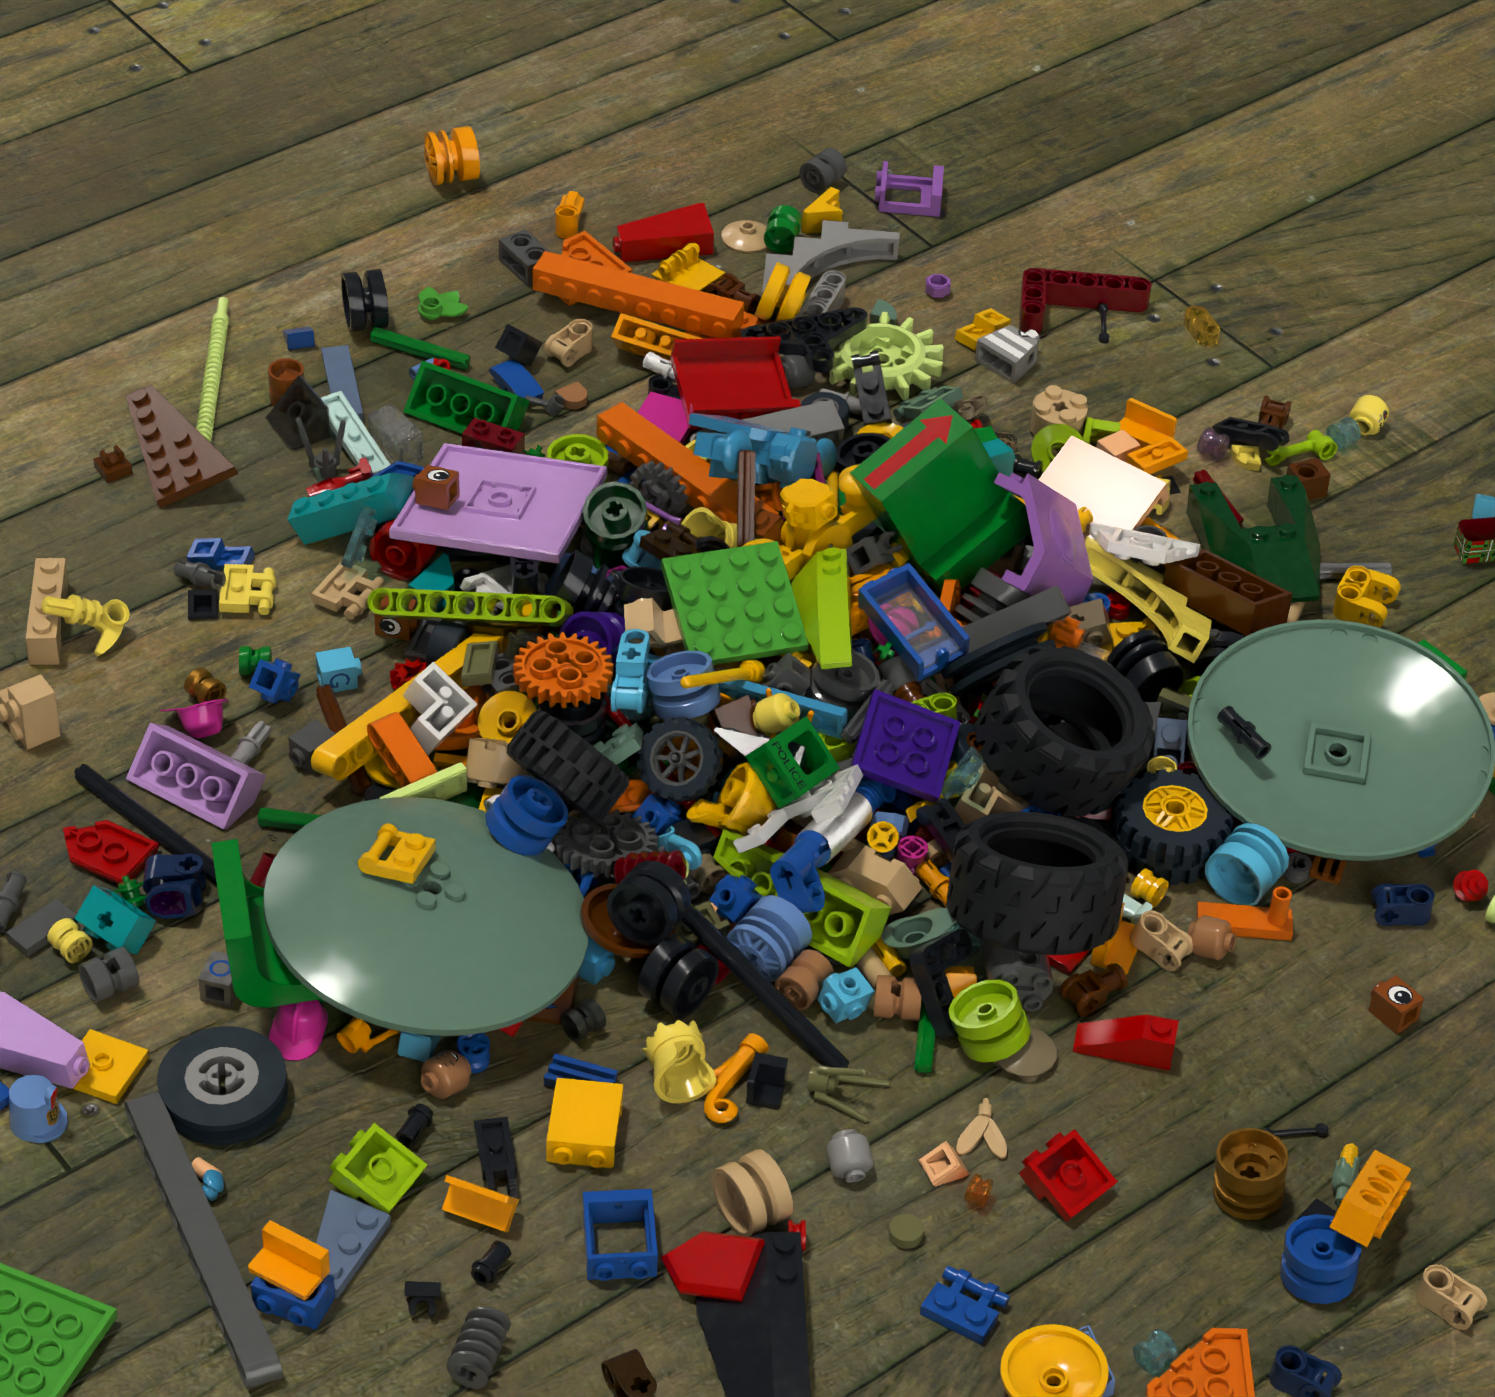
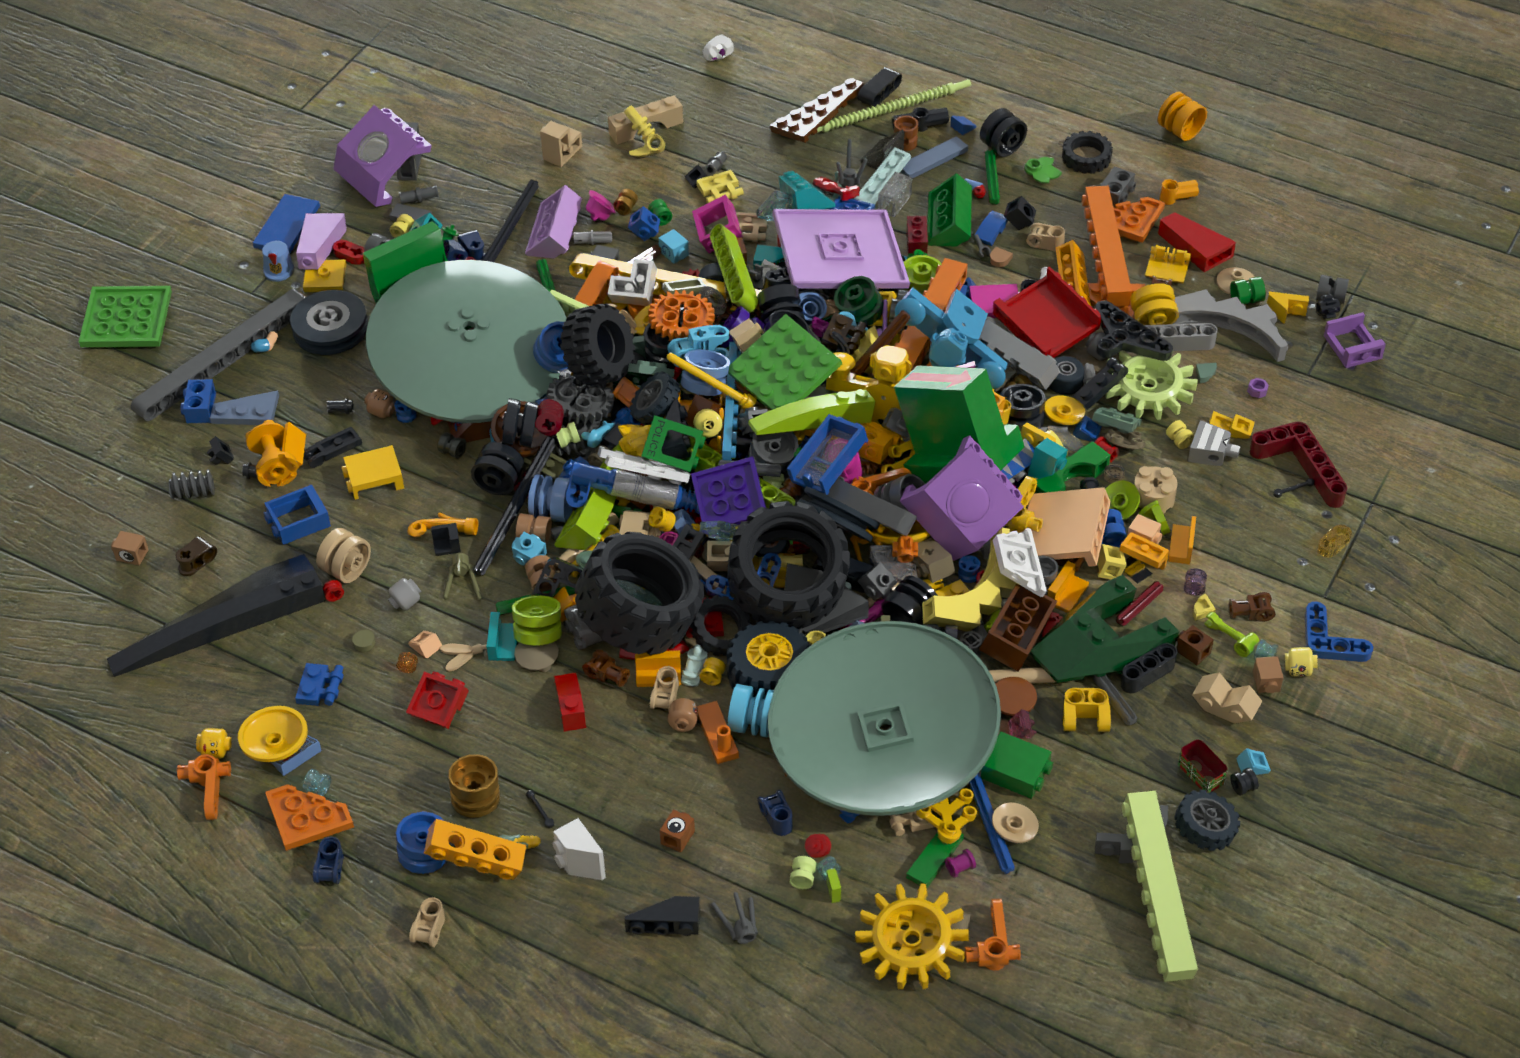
camera: 70 degrees right, 5 degrees up
(74, 1019) = (349, 251): none -> red beam
(109, 850) = (481, 216): red tile -> none
(112, 465) = (790, 98): reddish brown tile -> none
(167, 376) = (879, 87): none -> black beam
(216, 555) = (742, 167): blue slope -> none
(256, 379) = (926, 117): none -> black piece
(290, 1261) = (204, 386): light orange panel -> none
(305, 603) = (712, 212): none -> dark pink window
(376, 1169) = (296, 401): lime plate -> none
(406, 859) = (478, 304): yellow plate -> none
(436, 487) = (820, 212): dark orange brick -> none
(439, 241) = (1084, 164): none -> black tyre
(500, 1223) = (275, 465): none -> light orange piece
(577, 1070) = (412, 450): blue tile -> none
(679, 1063) = (432, 492): light yellow hat -> none
(714, 1265) = (289, 560): red tile -> none
(848, 184) = (1328, 306): none -> black gear
(979, 367) = (1181, 436): none -> light yellow wheel
(980, 1081) = (500, 639): none -> teal panel
(1251, 739) = (852, 661): black pin -> none
(1253, 433) = (1219, 596): black hinge -> none
(1307, 384) = (1322, 639): none -> blue beam
(1329, 527) = (1148, 668): none -> black beam
(1377, 445) = (1267, 674): none -> medium nougat brick
(1402, 487) = (1220, 699): none -> tan brick
(1403, 1099) = (578, 851): none -> white slope

